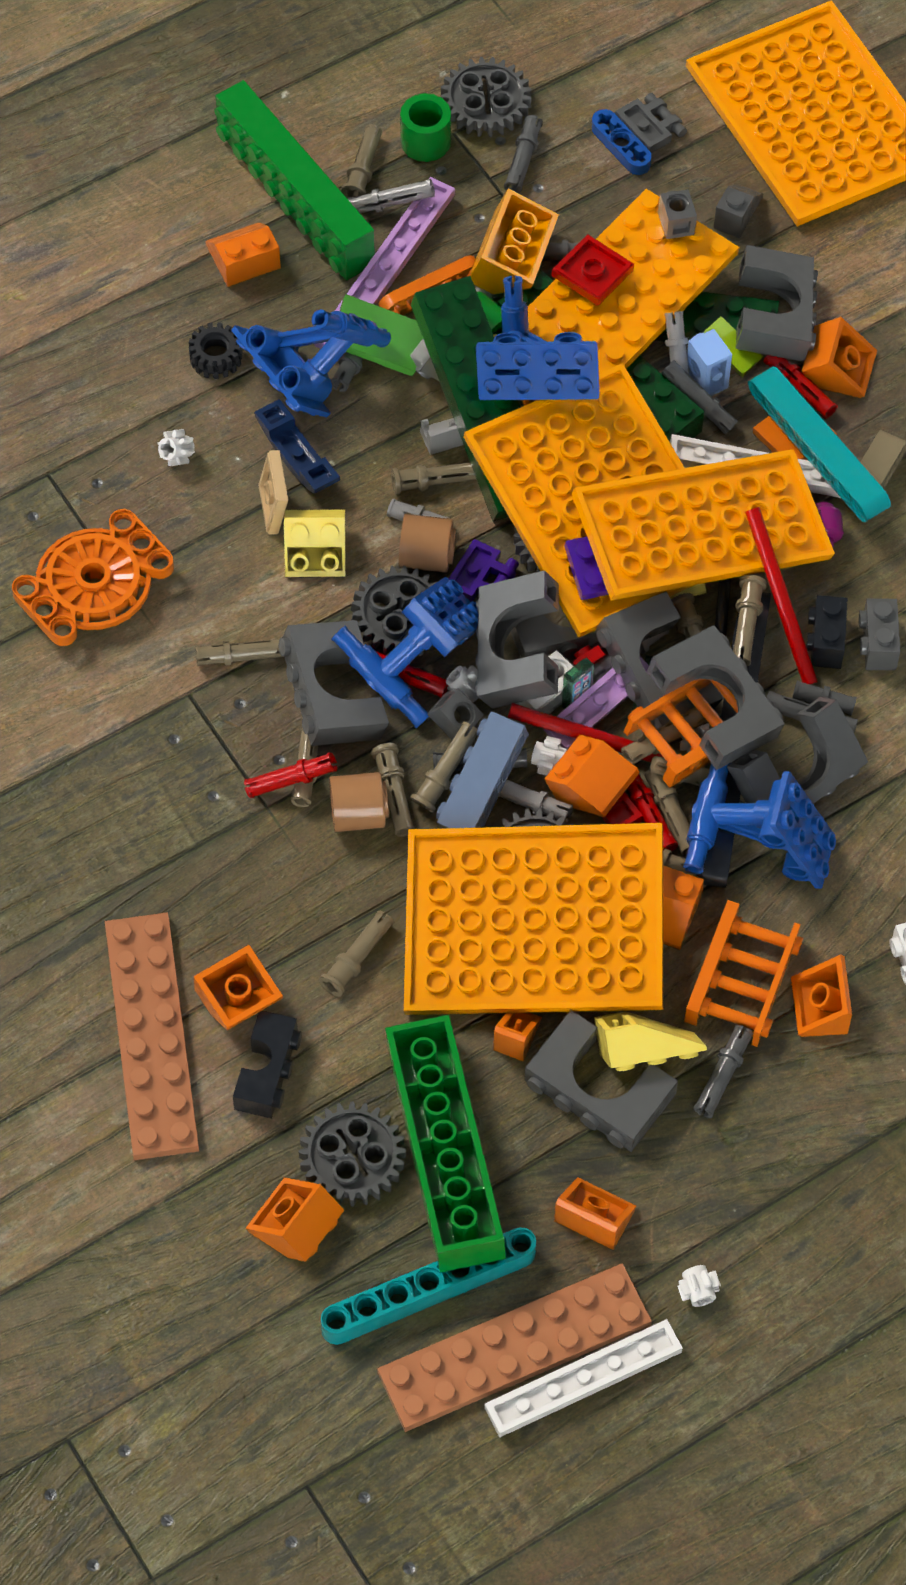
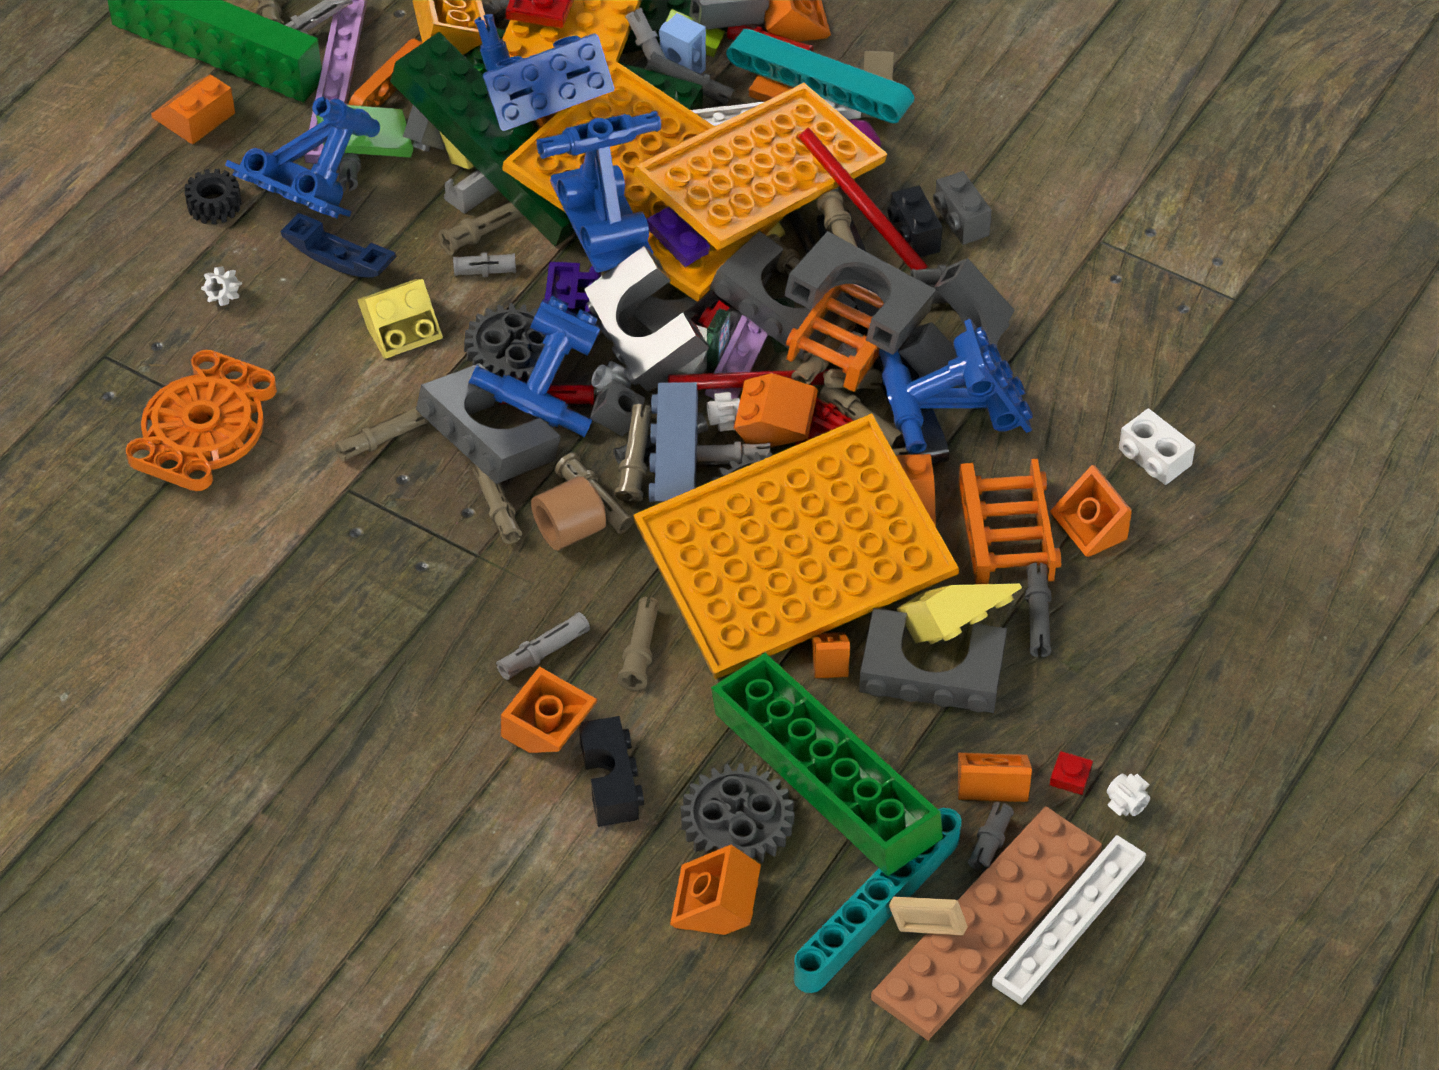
camera: 25 degrees left, 10 degrees down
(151, 1036) = (481, 794): nougat plate -> none
(259, 922) = (532, 652): none -> light grey pin
(273, 492) = (339, 286): tan plate -> none
(303, 772) = (492, 513): red pin -> none
(427, 543) = (509, 278): medium nougat piece -> none
(456, 1323) = (928, 915): none -> tan tile
(528, 501) = (595, 191): none -> blue plate
(559, 1270) = (991, 836): none -> dark grey pin
(665, 1240) = (1071, 773): none -> red plate

